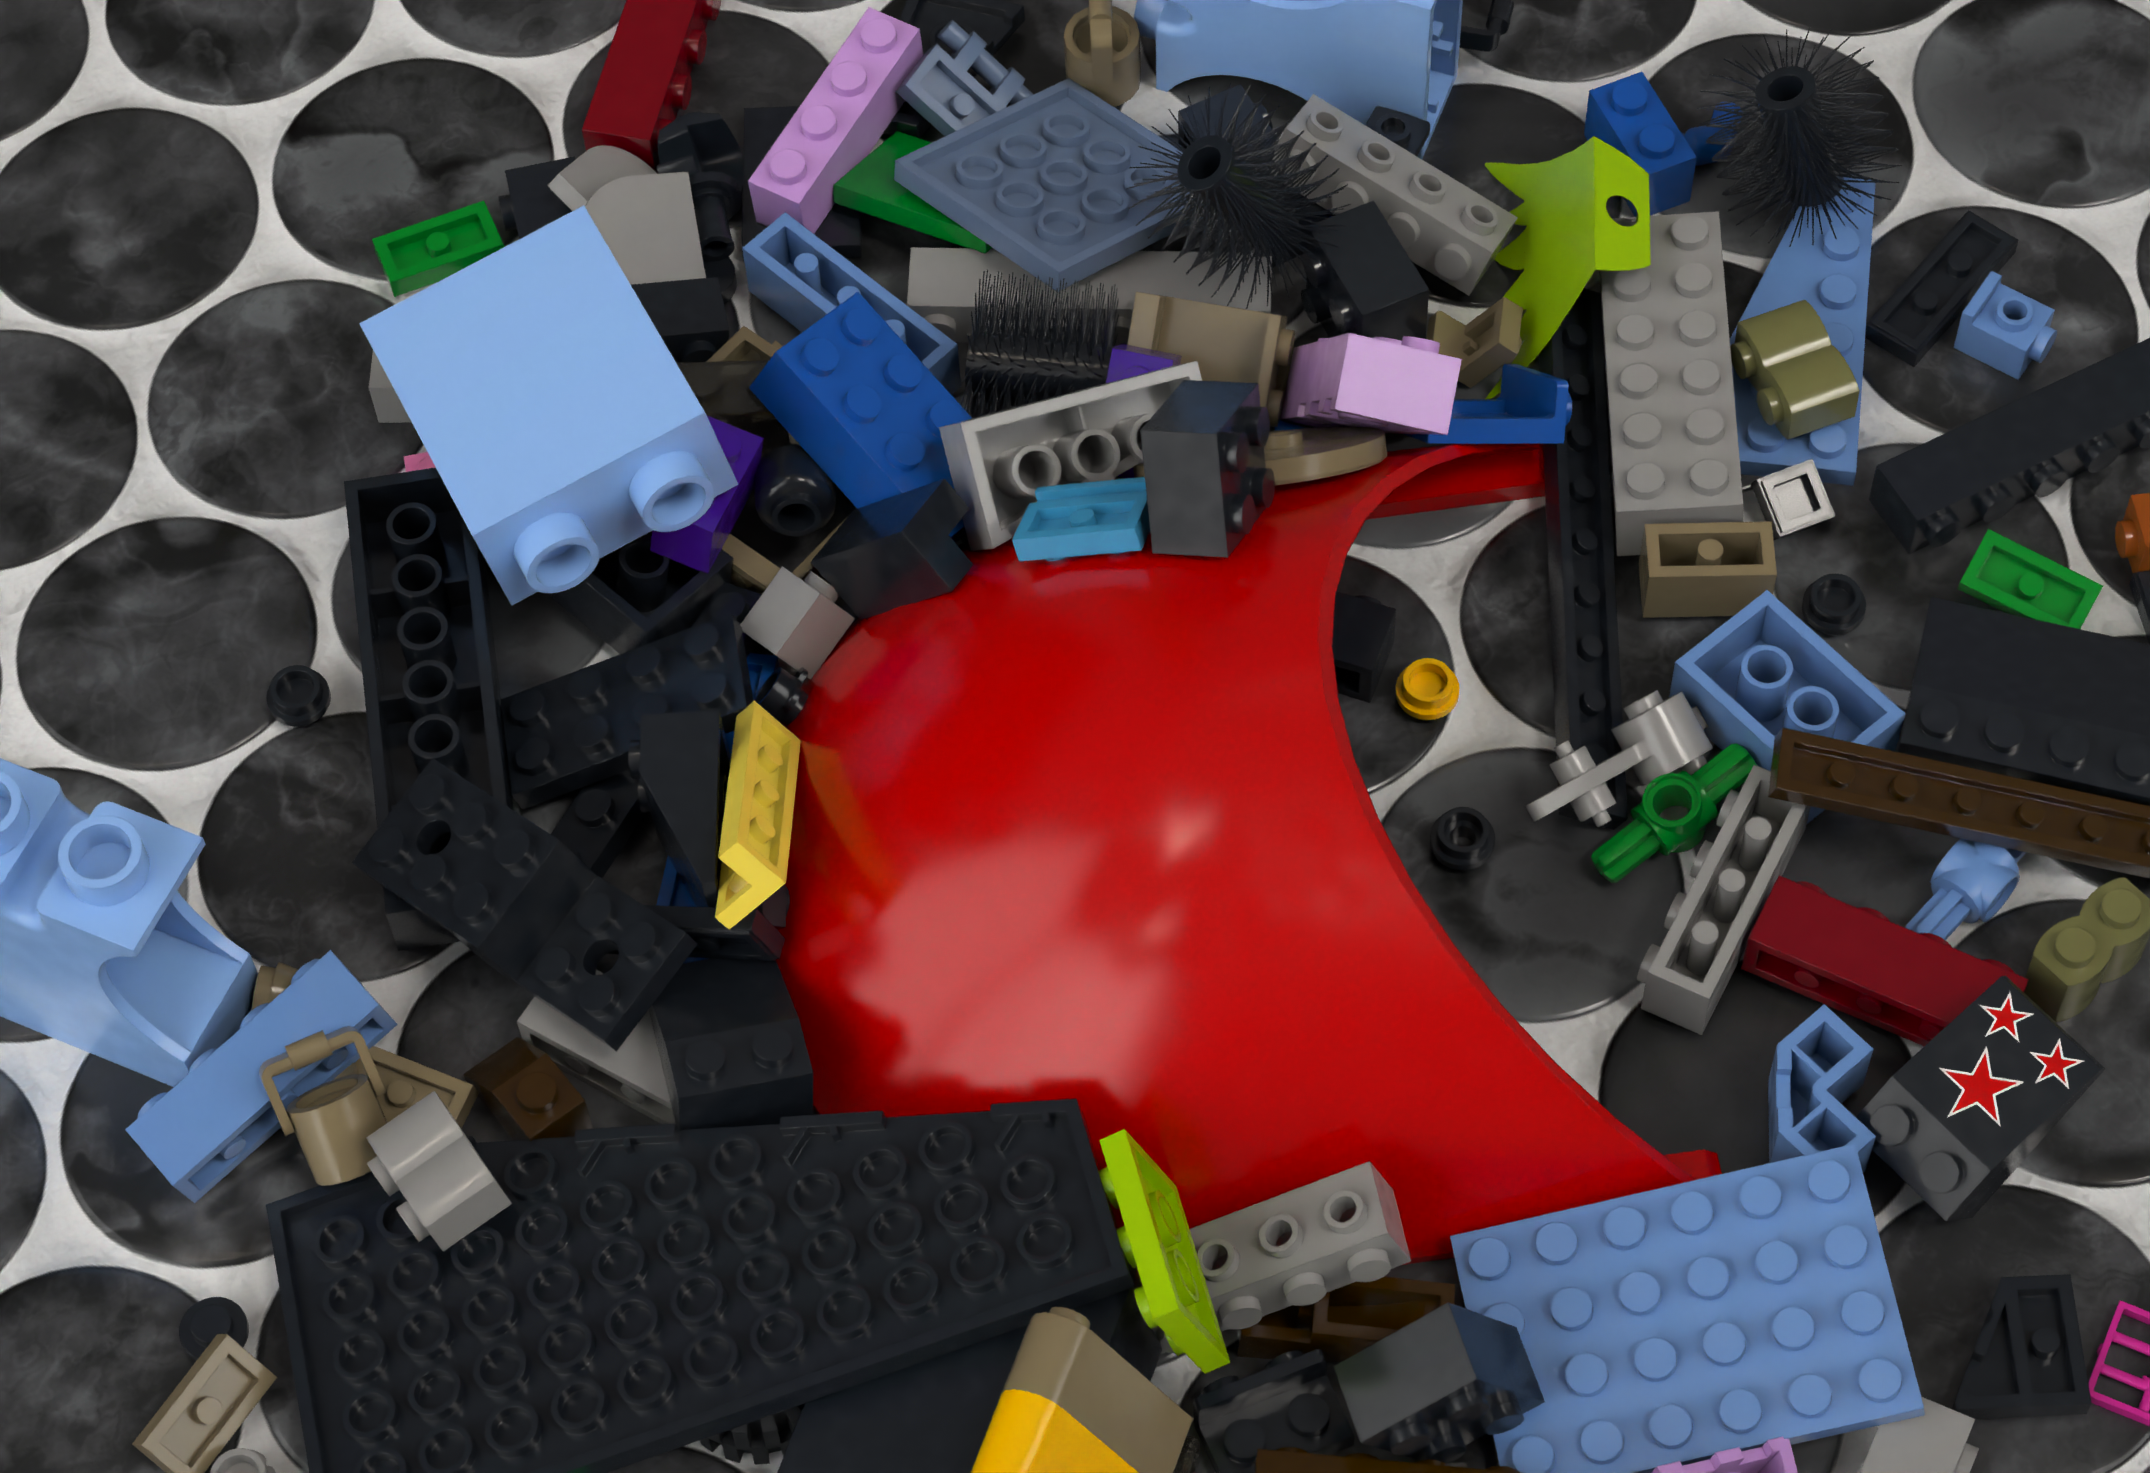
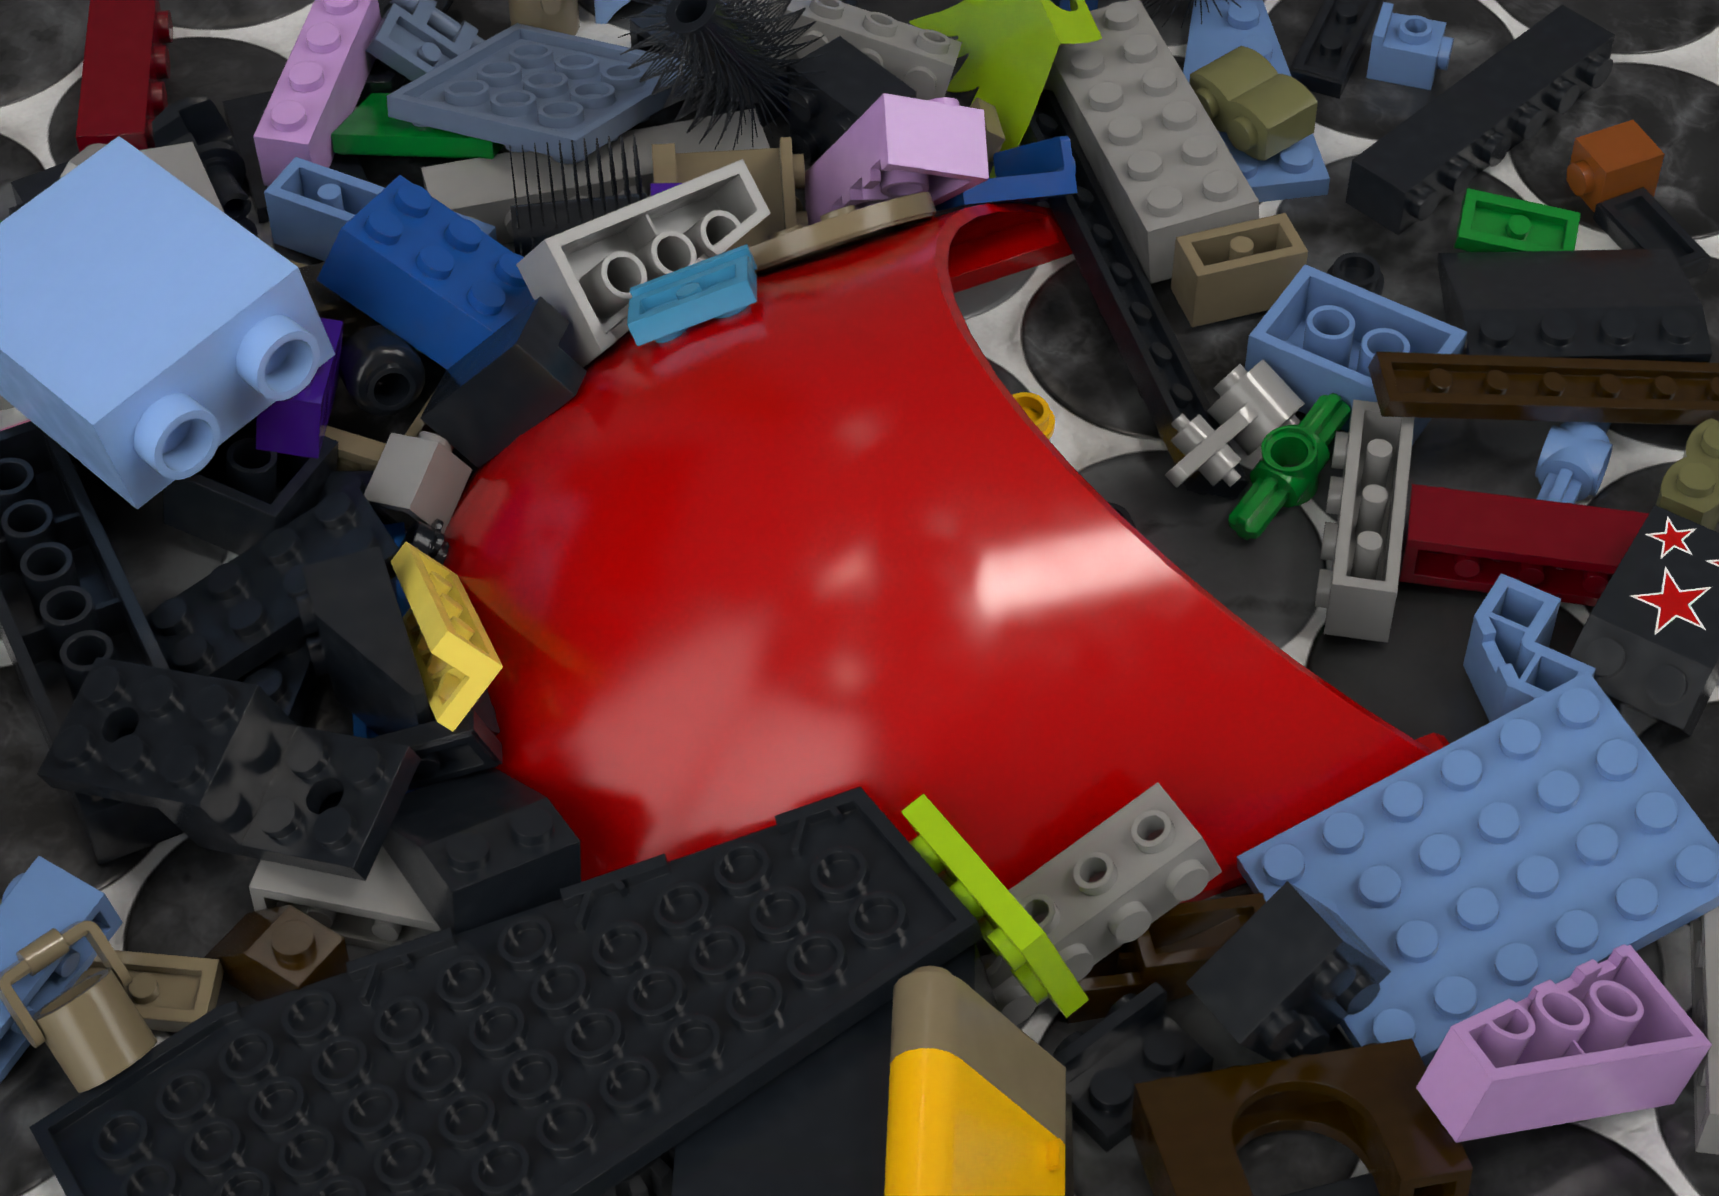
camera: 20 degrees left, 10 degrees down
(437, 1173) = (213, 1035): light grey brick -> none
(1206, 468) = (798, 217): black brick -> none
(1793, 499) = (1290, 197): tile -> none

